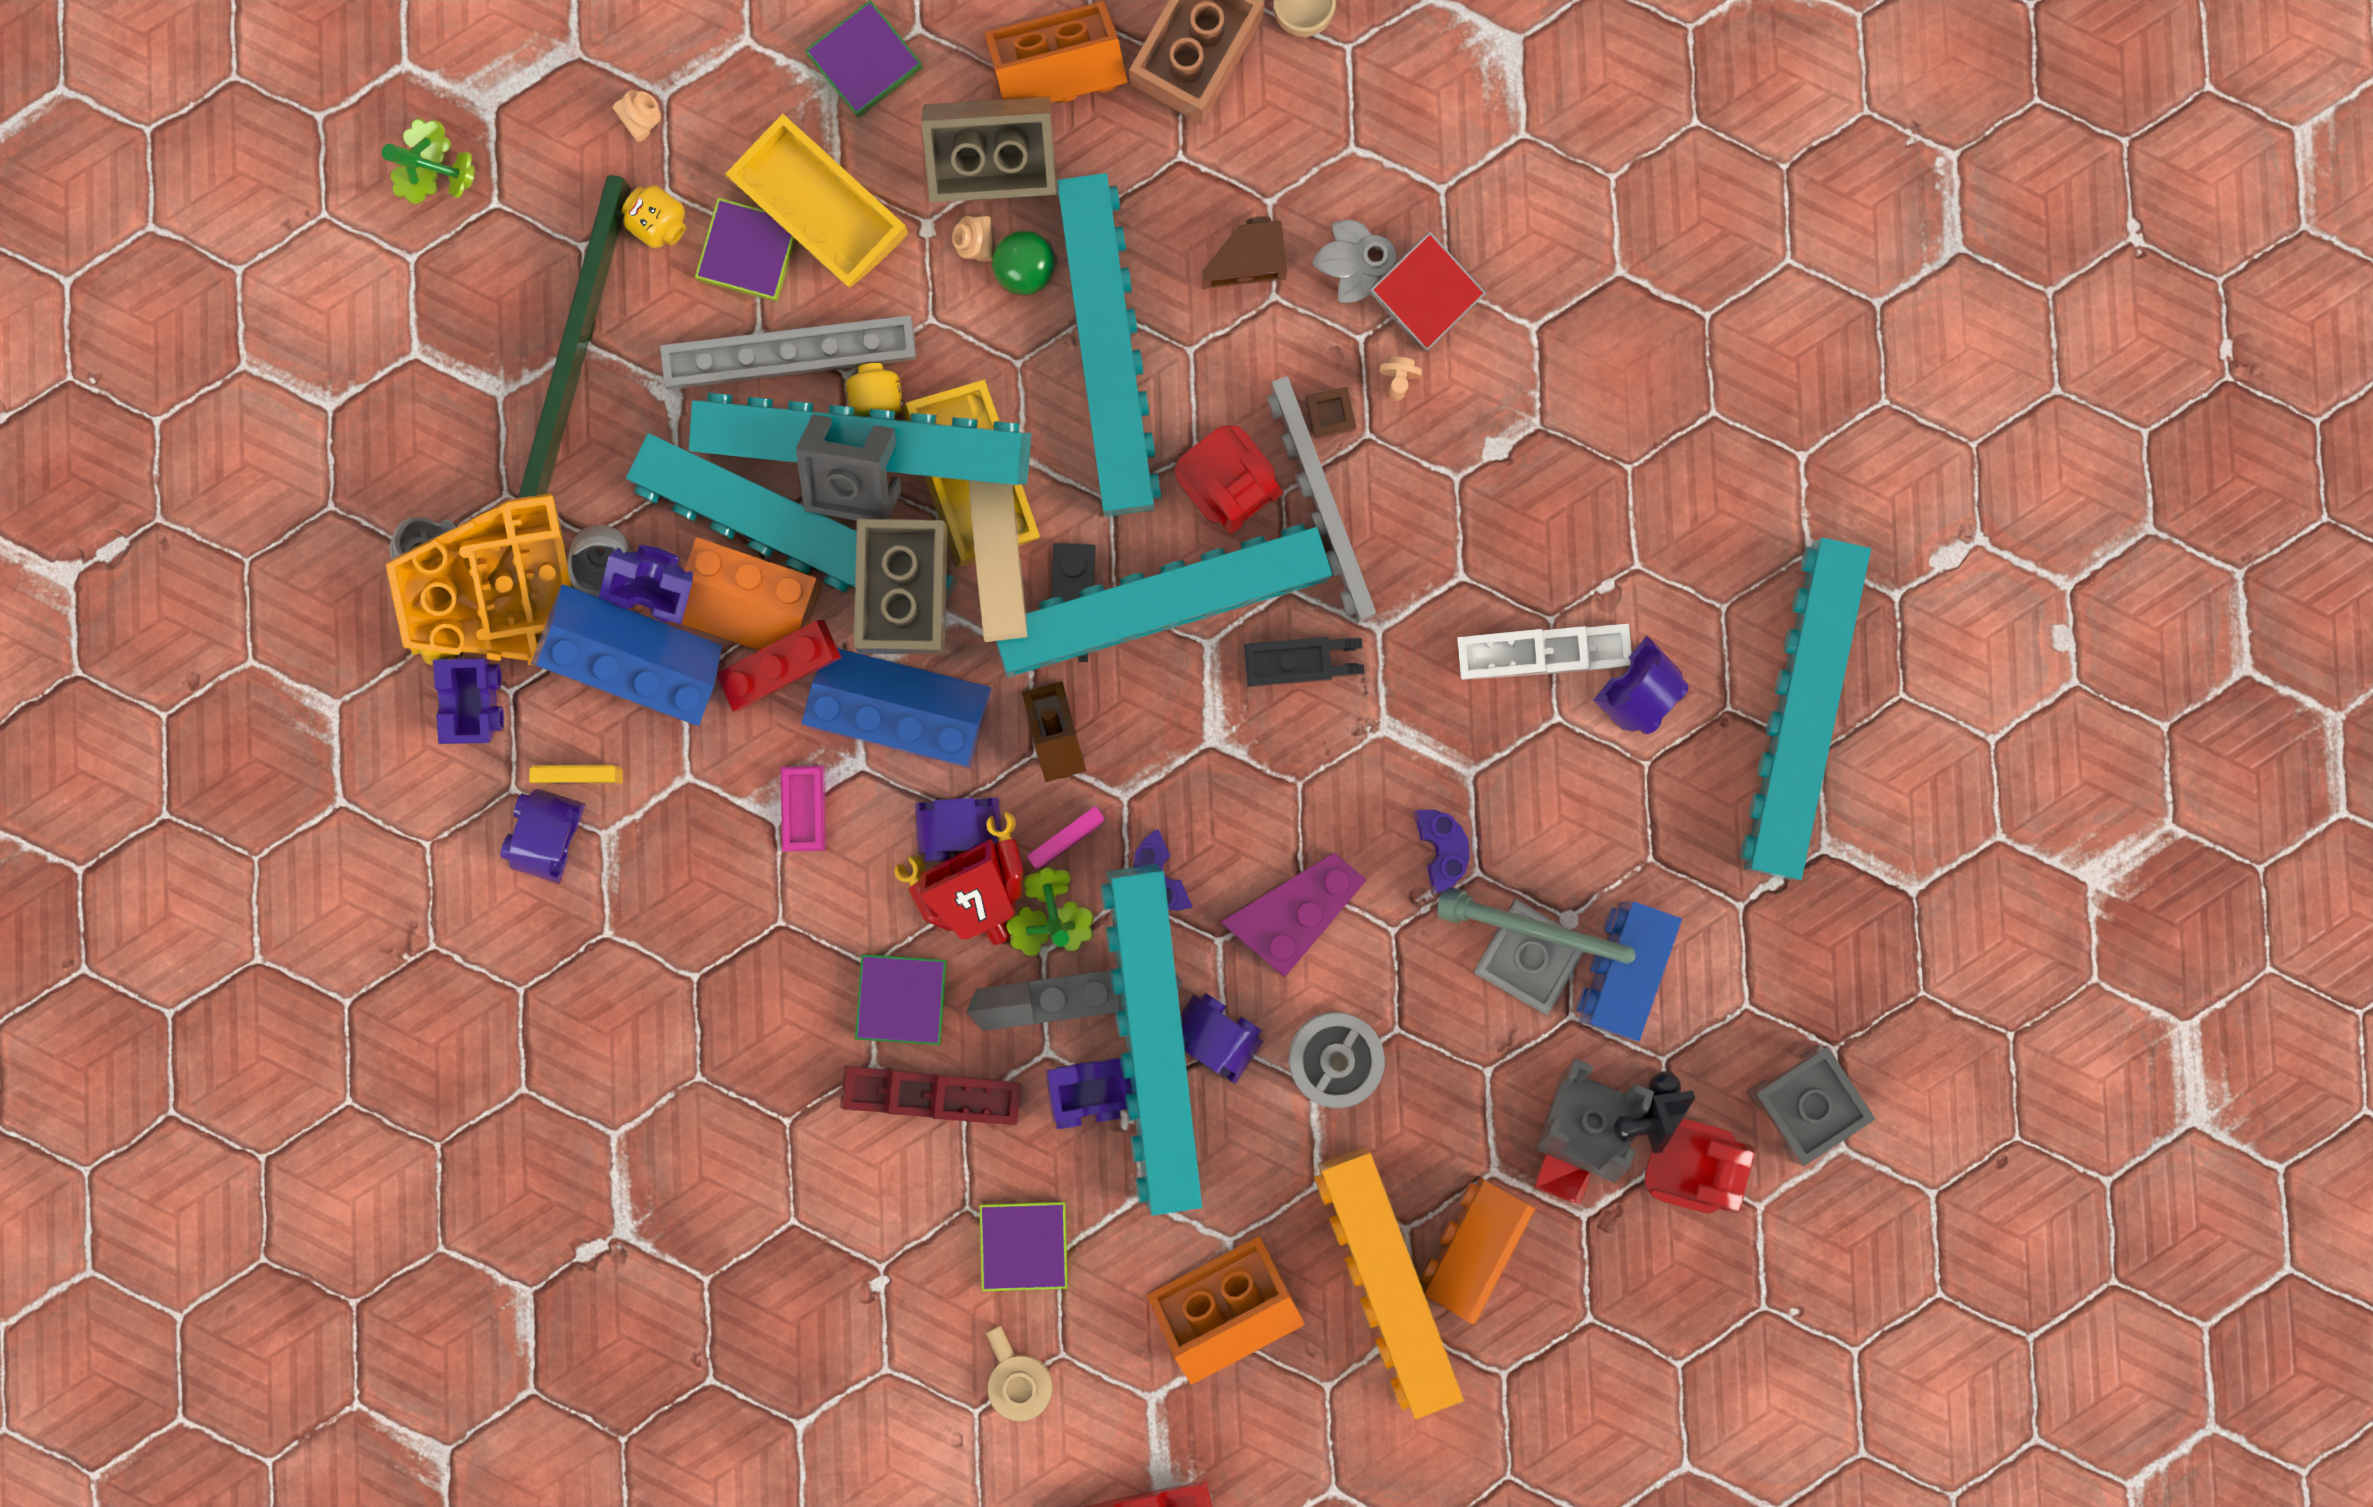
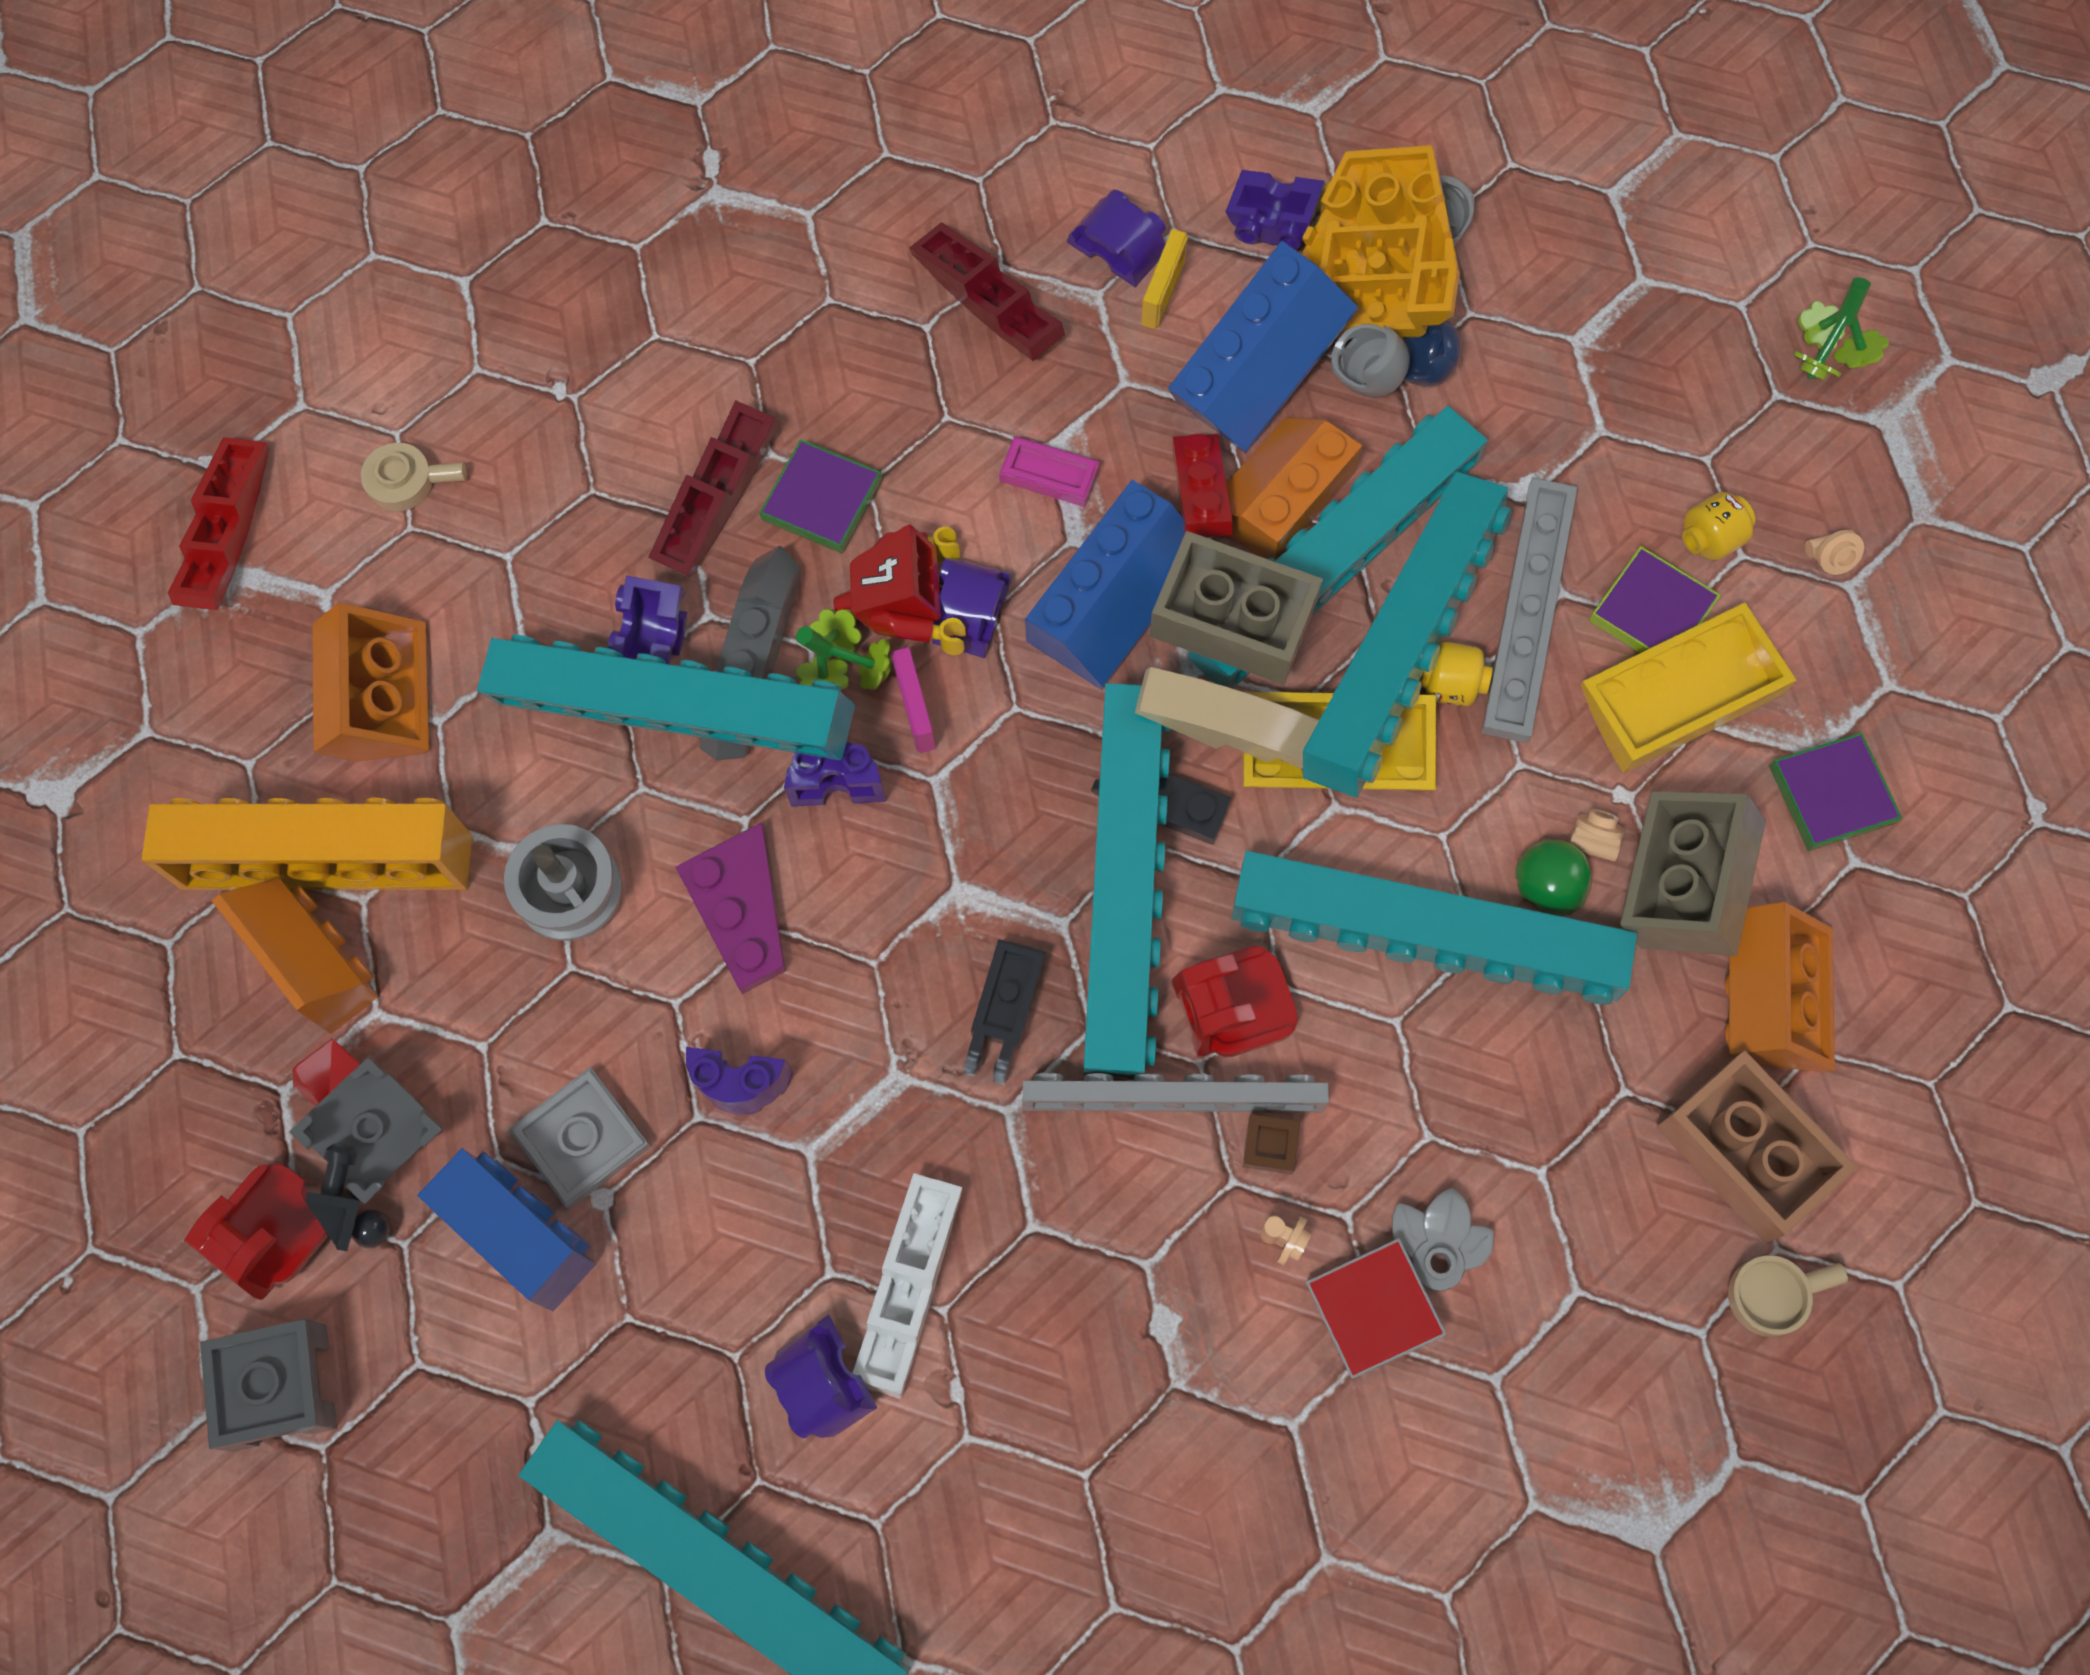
camera: 115 degrees right, 15 degrees down
(575, 338) = (1607, 412): dark green tile -> none
(577, 508) = (1433, 355): none -> dark blue hair
(642, 933) = (986, 292): none -> dark red slope
(648, 580) = (1337, 383): dark purple cylinder -> none
(846, 478) = (1370, 595): dark grey panel -> none
(1023, 1246) = (528, 525): dark purple tile -> none
(1053, 731) = (1029, 725): reddish brown slope -> none
(1217, 1039) = (641, 773): dark purple cylinder -> none
(1249, 256) = (1484, 1118): reddish brown slope -> none
(1457, 906) = (666, 1075): sand green piece -> none

